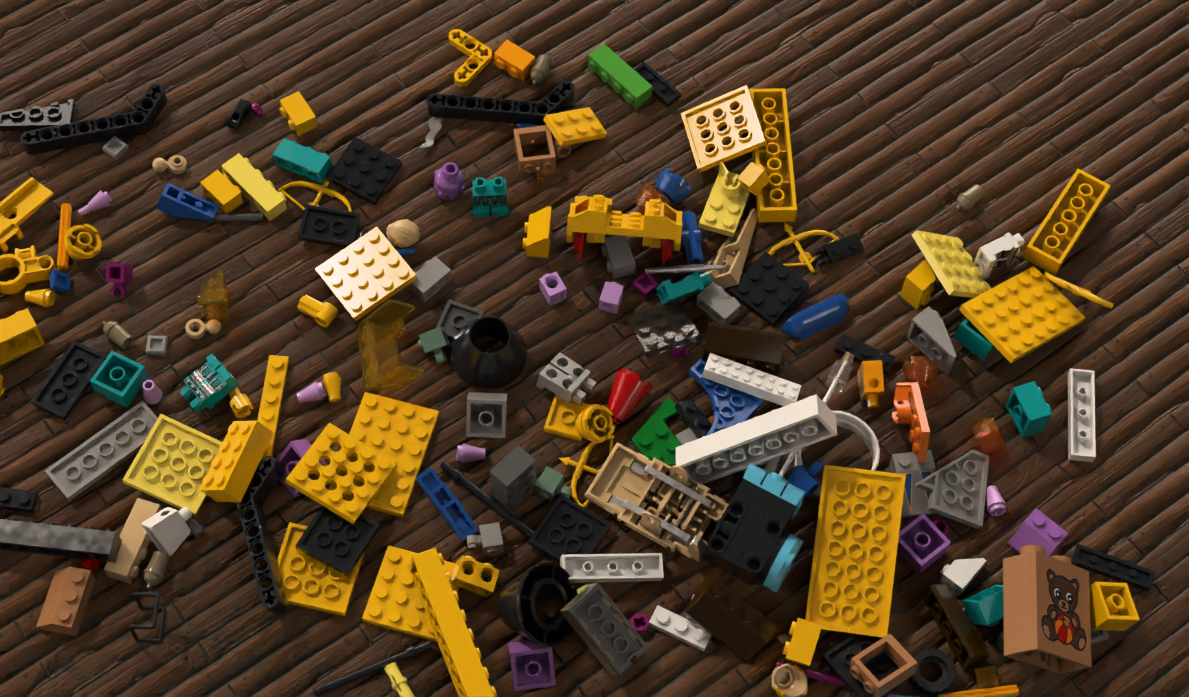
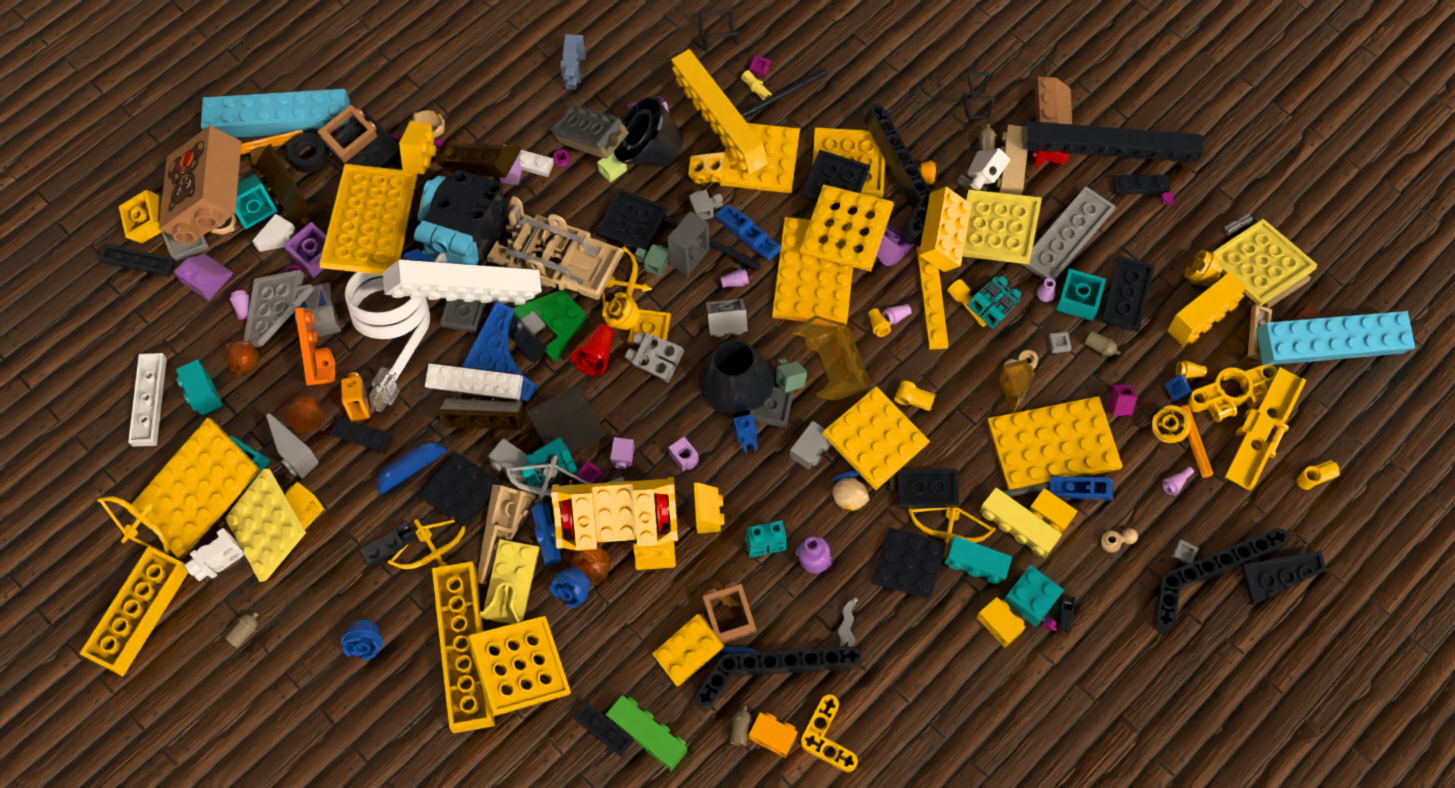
camera: 175 degrees right, 5 degrees up
(194, 250) = (1054, 442): none -> yellow plate
(234, 540) = (928, 171): none -> light orange cone
(263, 127) = (1033, 595): none -> teal brick
(489, 298) = (746, 431): none -> blue brick
(613, 567) = (590, 191): white piece -> none
(754, 178) = (479, 592): yellow brick -> none
(861, 171) = (362, 639): none -> blue cone

